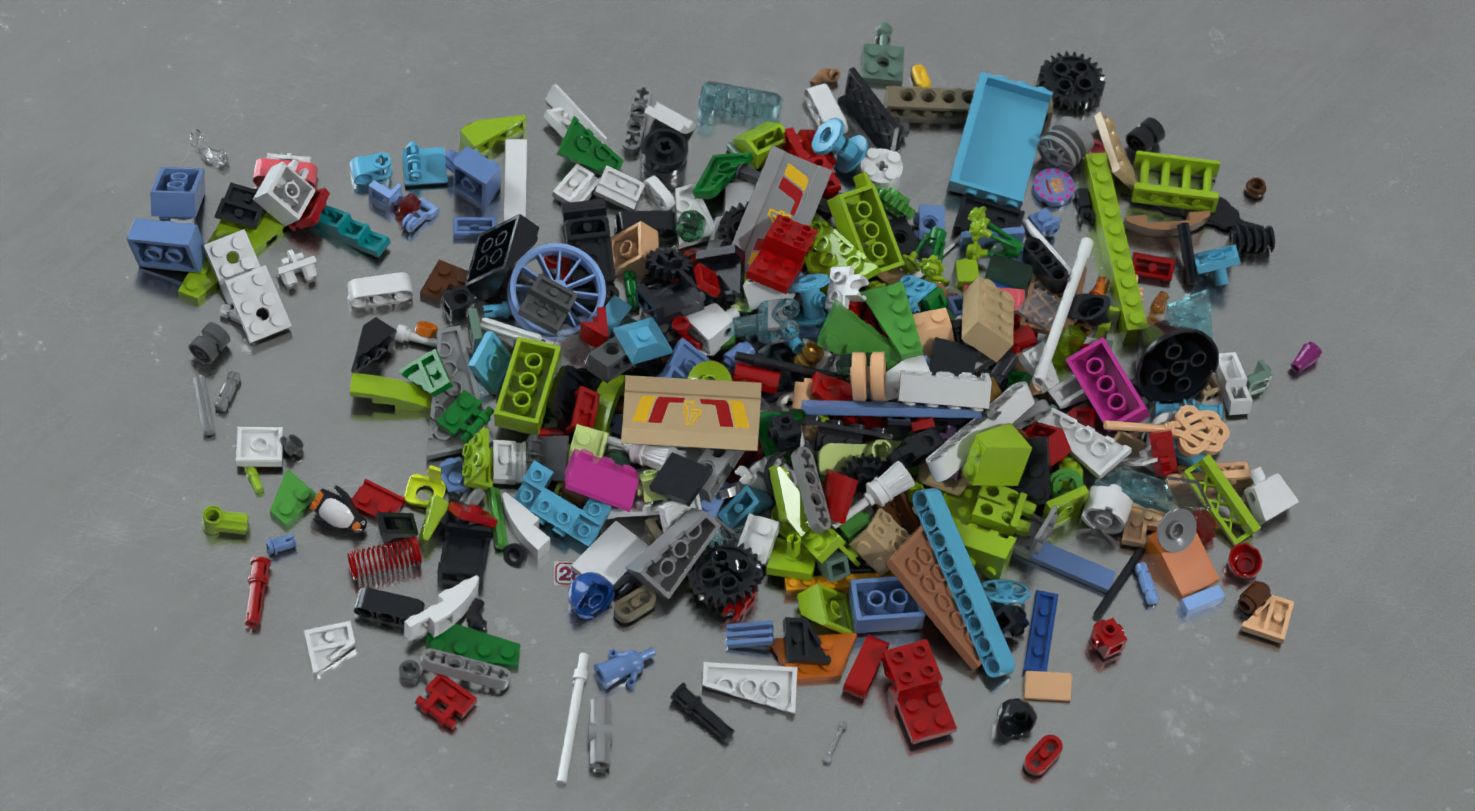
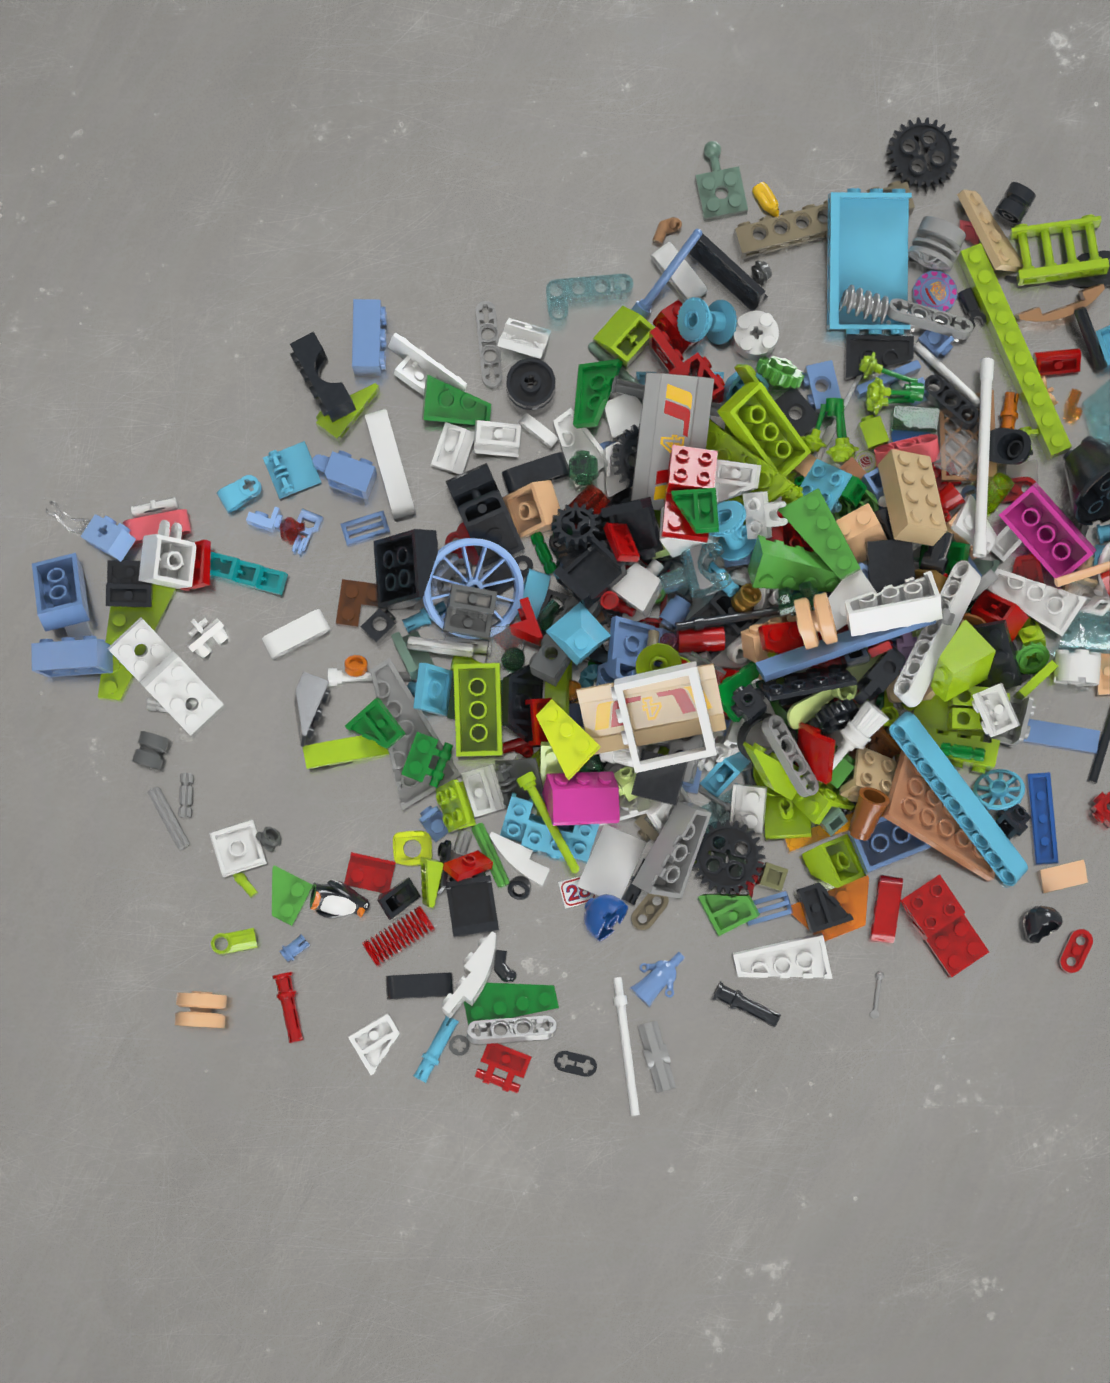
camera: 10 degrees left, 25 degrees up
(170, 564) = (200, 1009): none -> light nougat wheel
(238, 165) = (108, 537): none -> light blue brick
(378, 673) = (433, 1053): none -> medium azure pin
(481, 110) = (333, 396): none -> black arch
(517, 720) = (577, 1058): none -> black beam
(530, 79) = (368, 337): none -> medium blue brick
(554, 455) = (528, 783): none -> lime piece
(581, 357) = (518, 654): none -> clear green piece
(603, 421) = (568, 740): none -> neon yellow wing
(712, 625) = (728, 910): none -> bright green wing
(738, 429) = (688, 669): none -> white window
(762, 605) = (772, 877): none -> olive panel
(786, 261) = (698, 508): none -> green wing
(818, 96) = (644, 306): none -> medium blue piece
(826, 255) = (735, 479): none -> white wing
(870, 560) = (867, 812): none -> dark orange plant
(979, 539) = (962, 751): none -> green axle
(986, 170) = (864, 303): none -> light grey piece
(1019, 506) = (995, 710): none -> white bracket
(1043, 200) = (929, 321): none -> light grey beam

